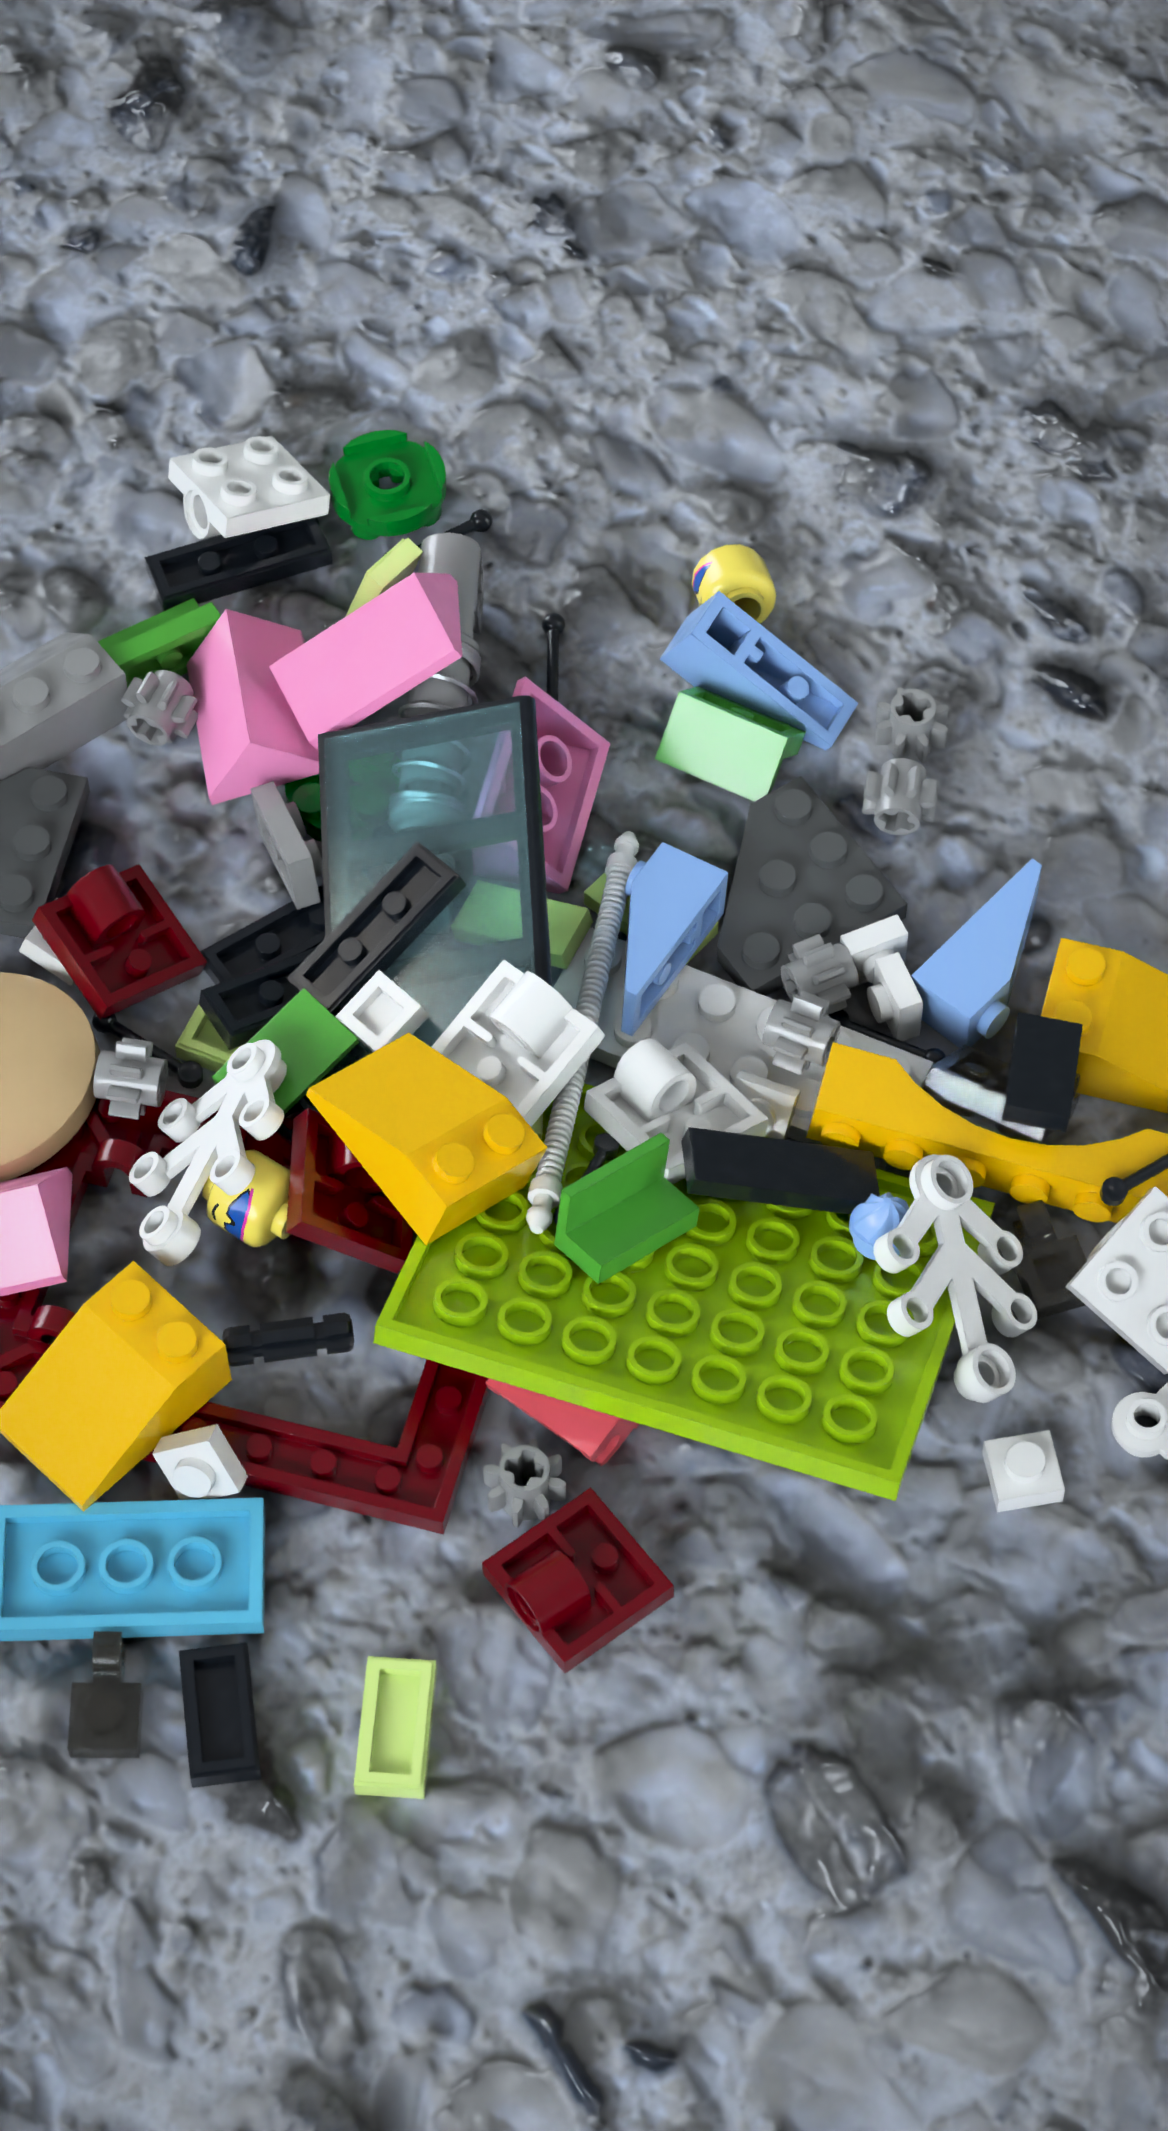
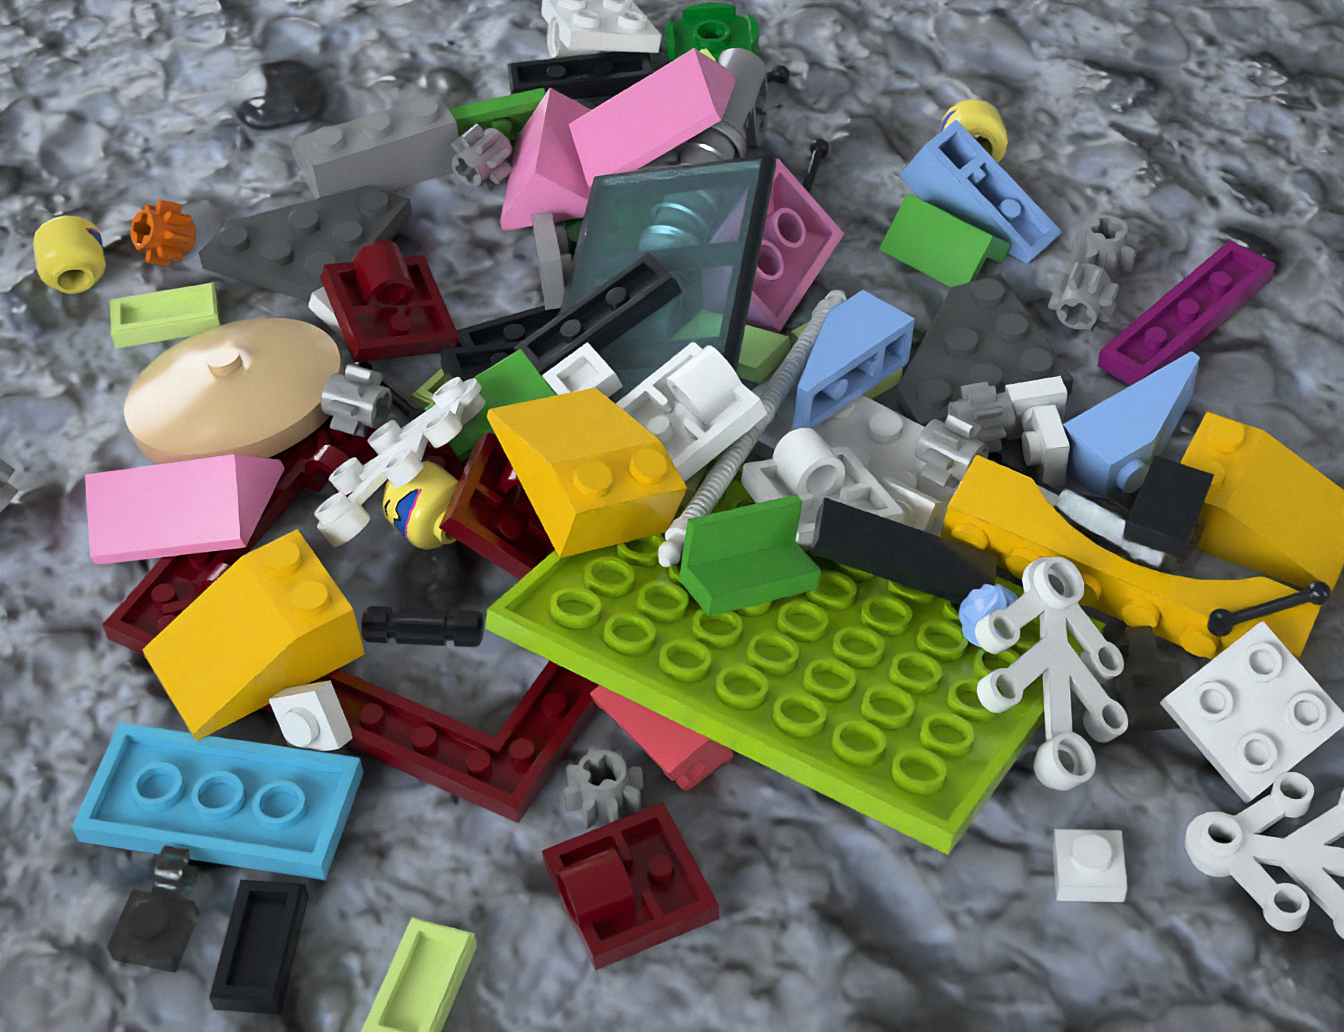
camera: 15 degrees right, 10 degrees down
(1015, 799) = (1186, 313): none -> magenta plate

